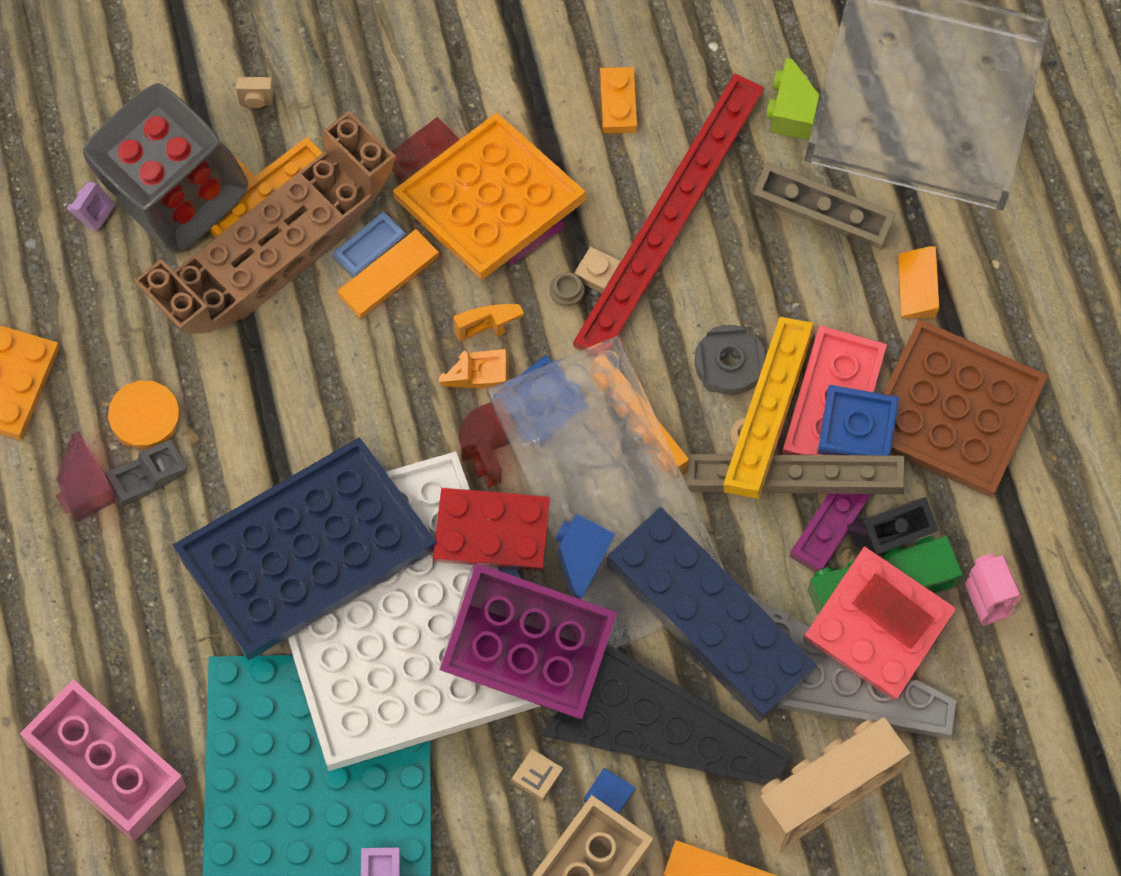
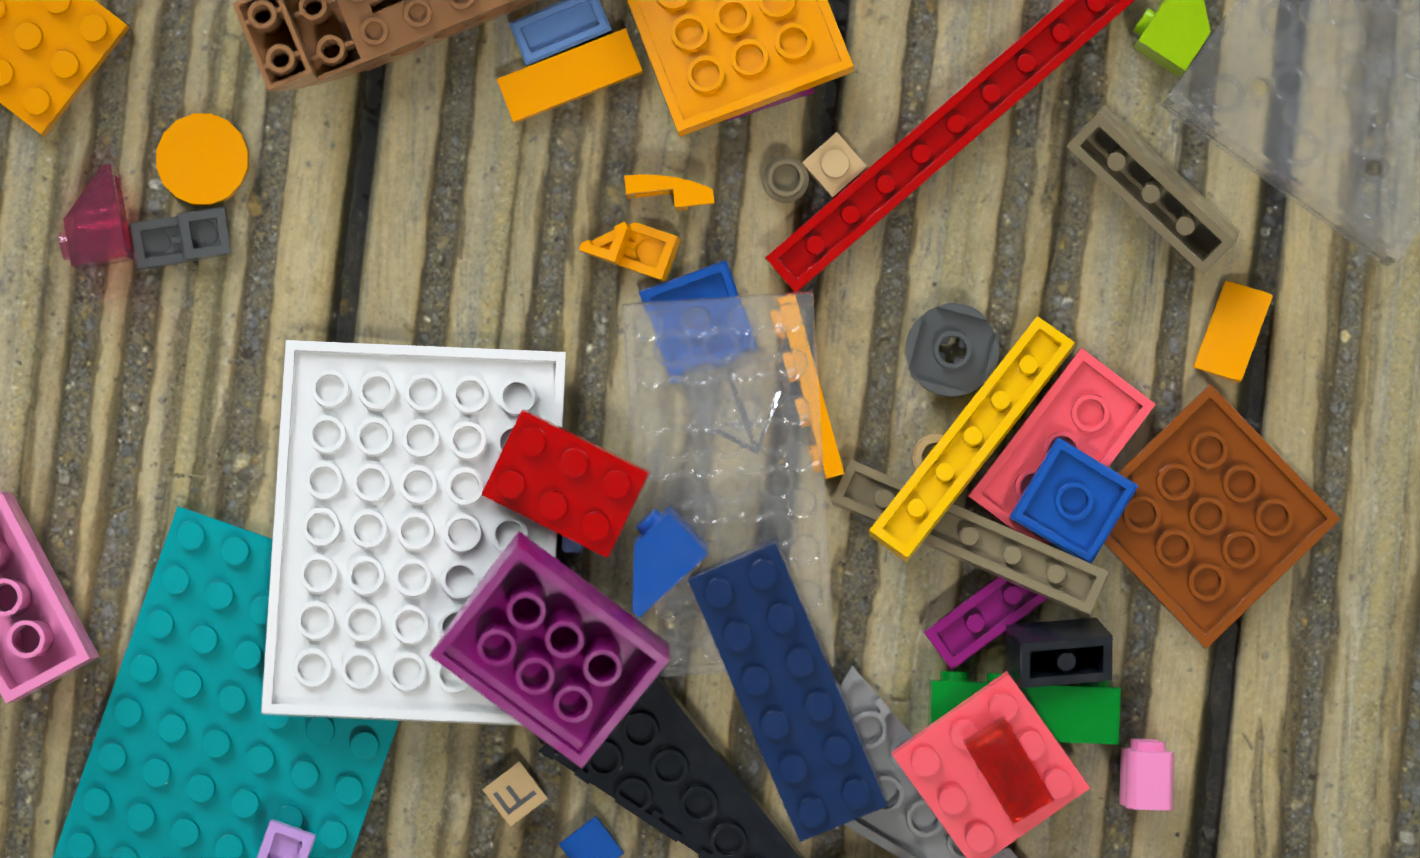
camera: 20 degrees right, 20 degrees up
(304, 548) = (332, 420): dark blue plate -> none
(478, 438) = (598, 341): clear red brick -> none

